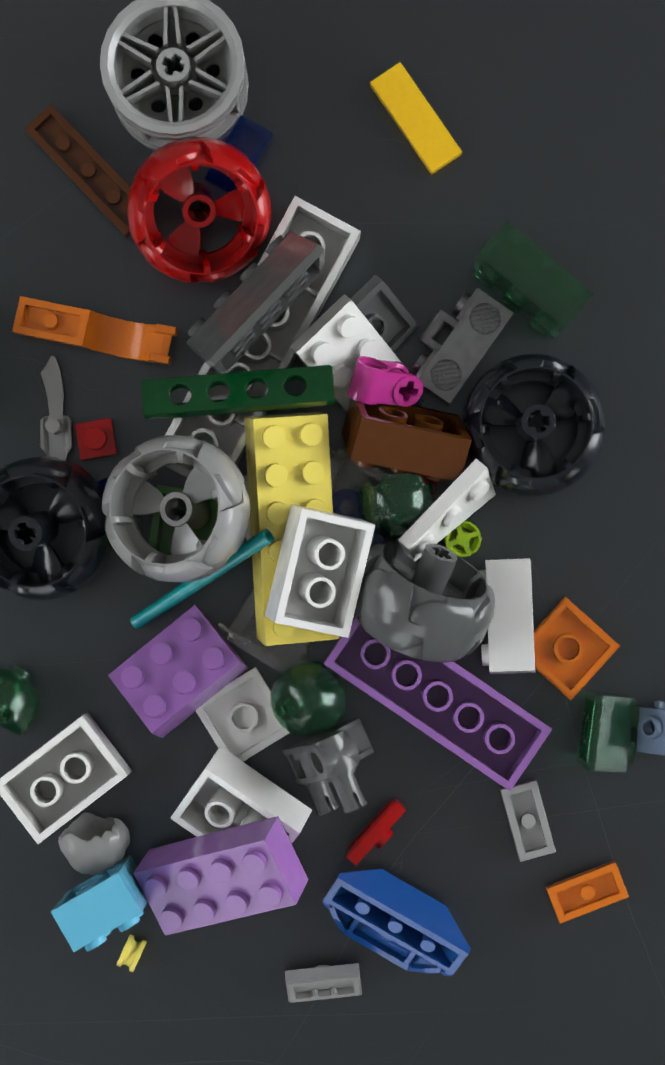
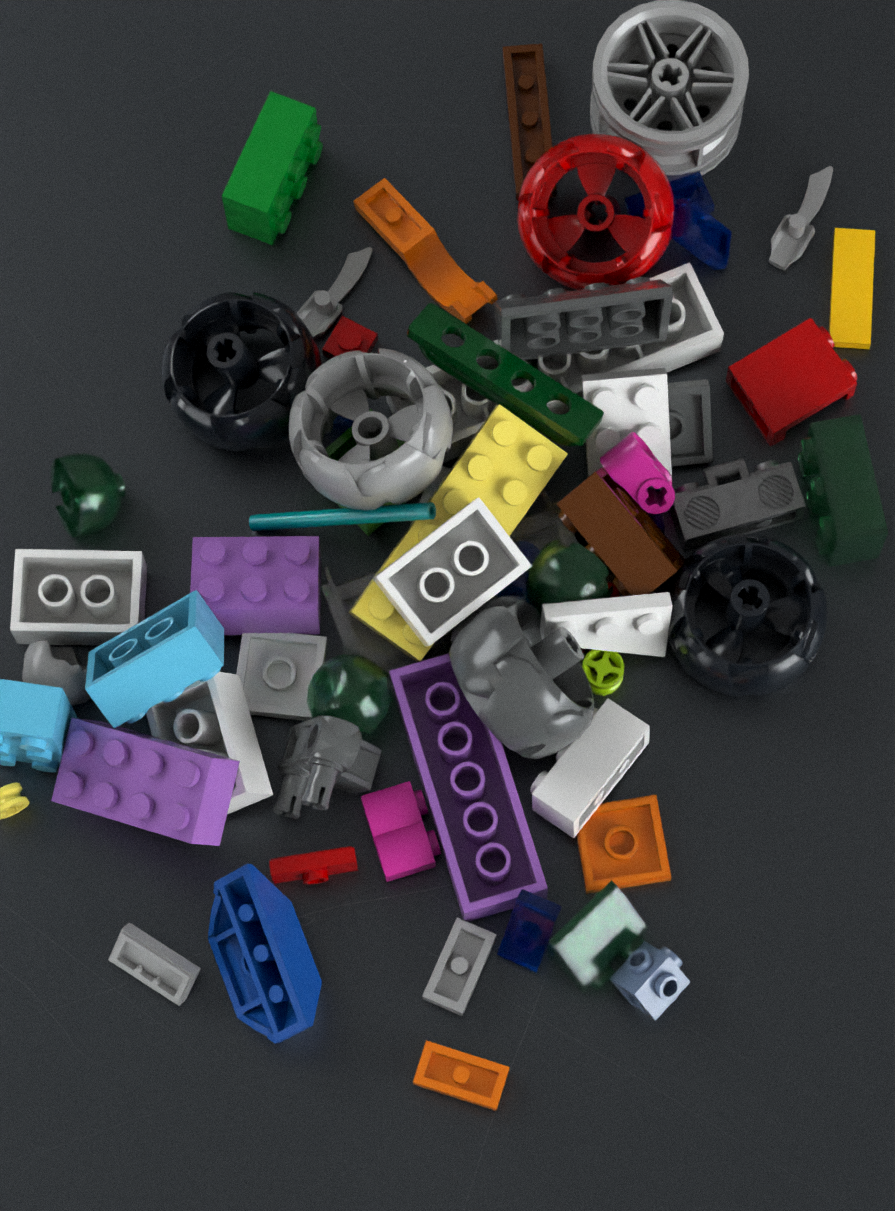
camera: 45 degrees right, 15 degrees down
(159, 790) = (155, 660): none -> medium azure brick
(283, 164) = (701, 234): none -> clear blue plate
(344, 106) = (794, 230): none -> light grey piece
(413, 761) = (399, 830): none -> dark pink brick
(429, 223) = (791, 379): none -> red panel
(559, 763) = (529, 930): none -> clear blue plate

